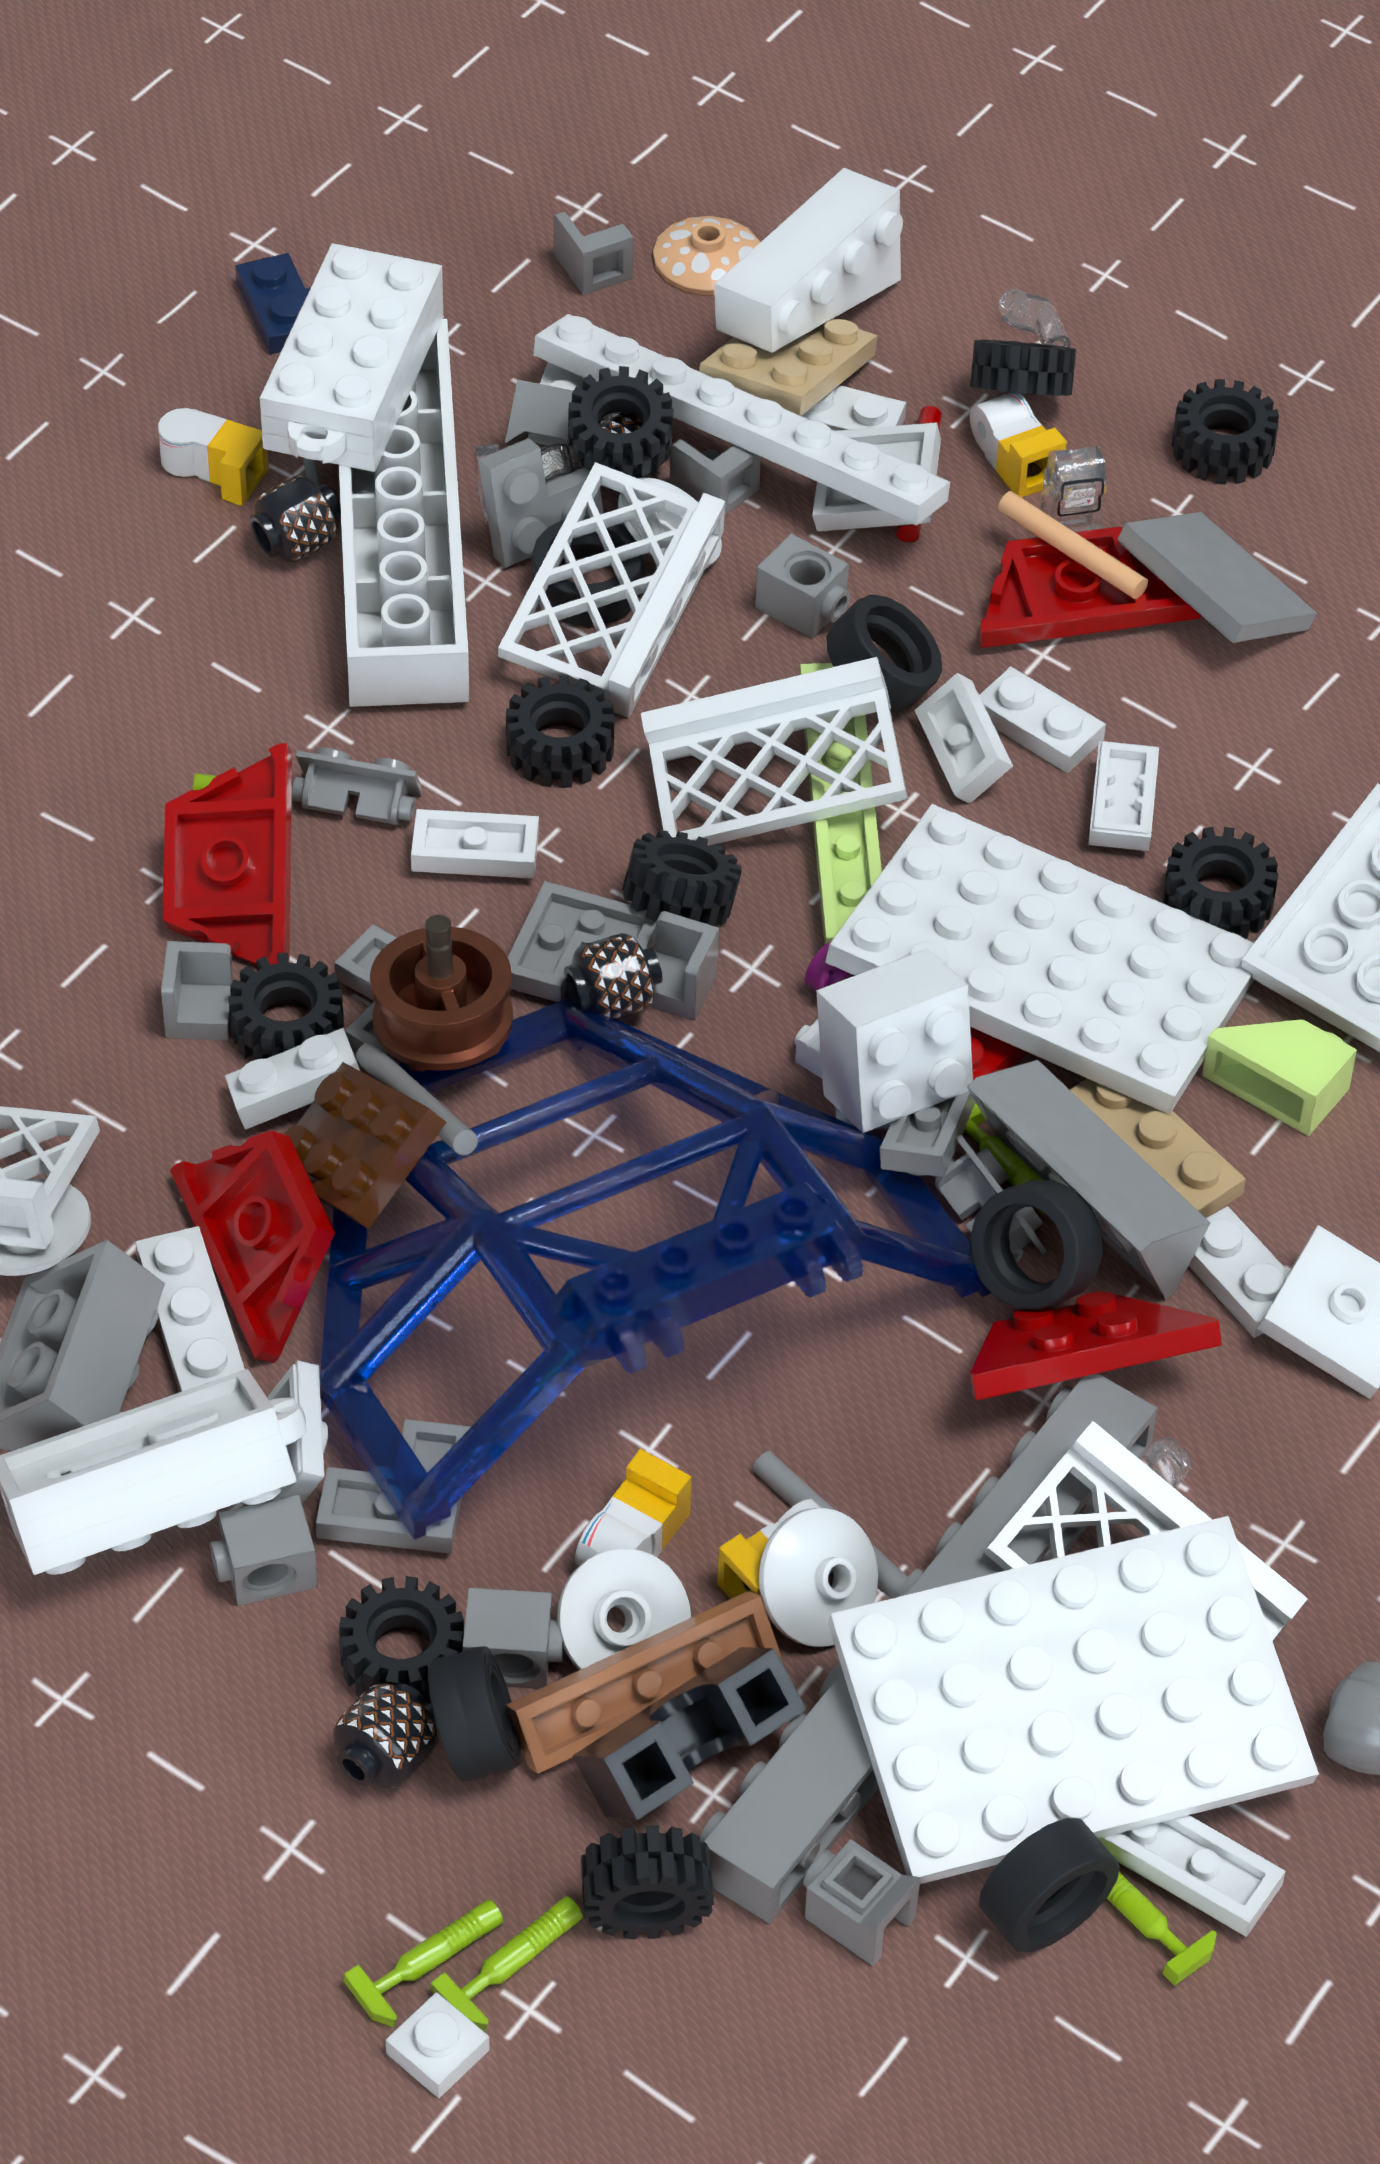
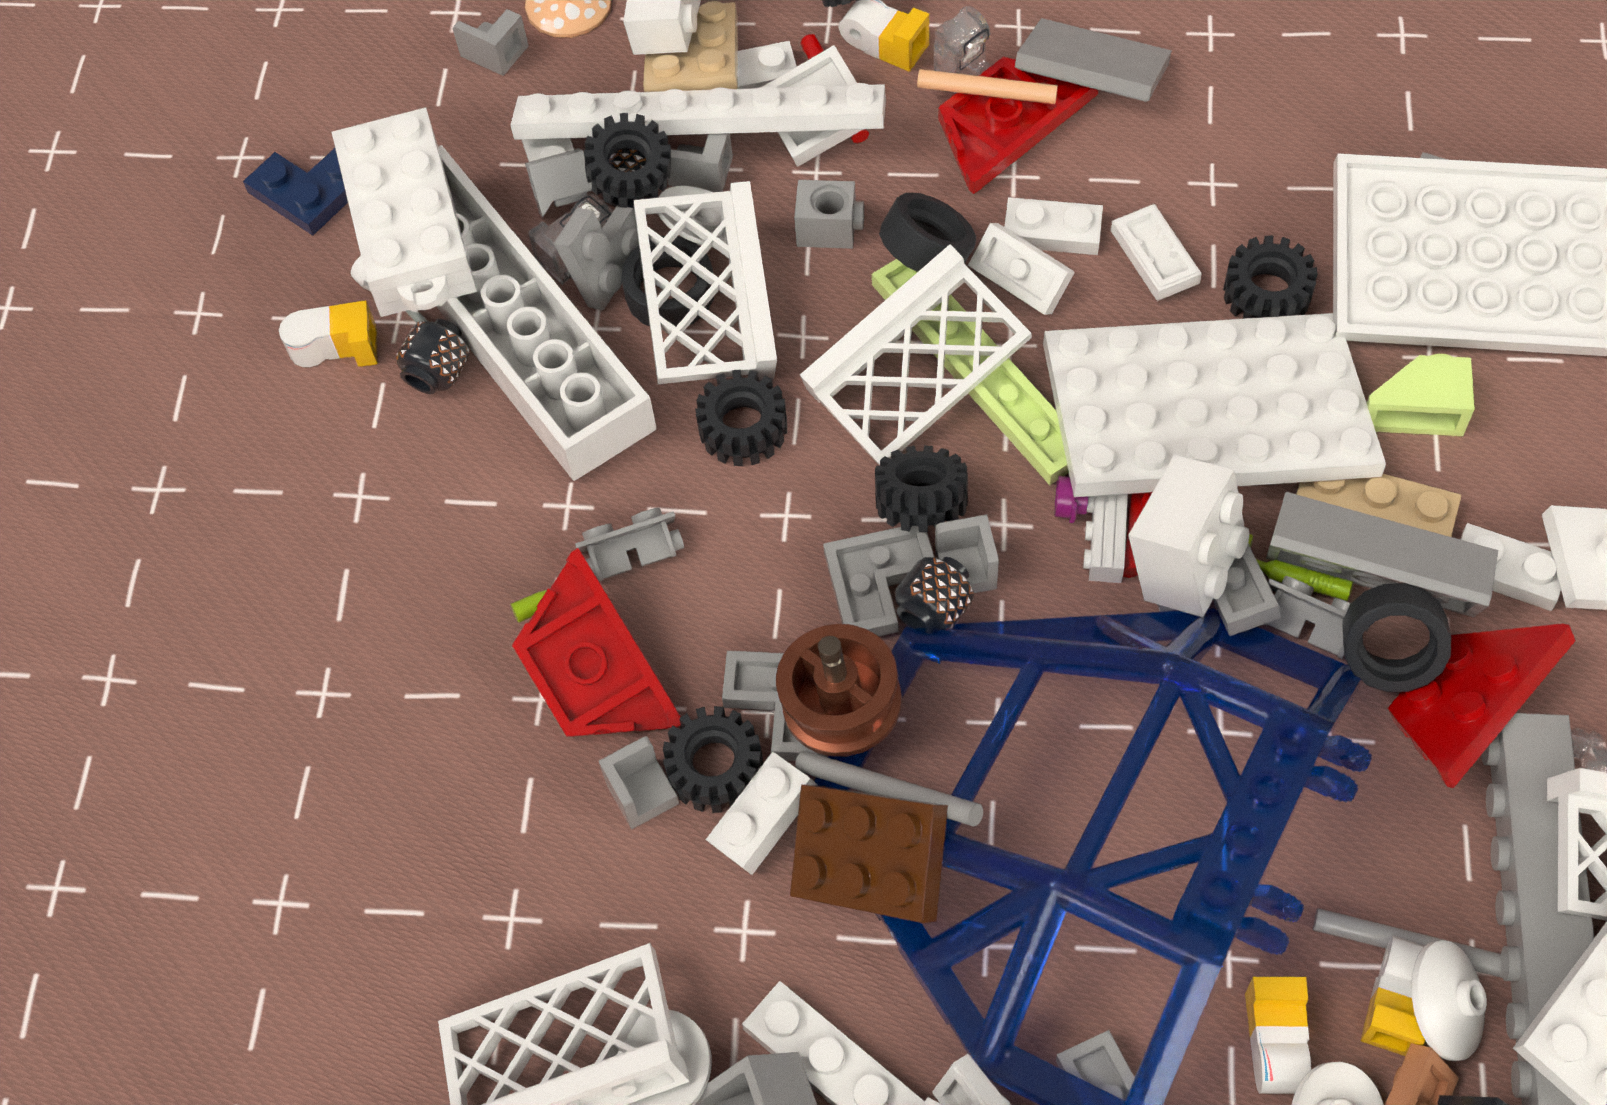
camera: 25 degrees left, 10 degrees up
(259, 1232) = (837, 963): red wing -> none
(475, 843) = (747, 541): white plate -> none

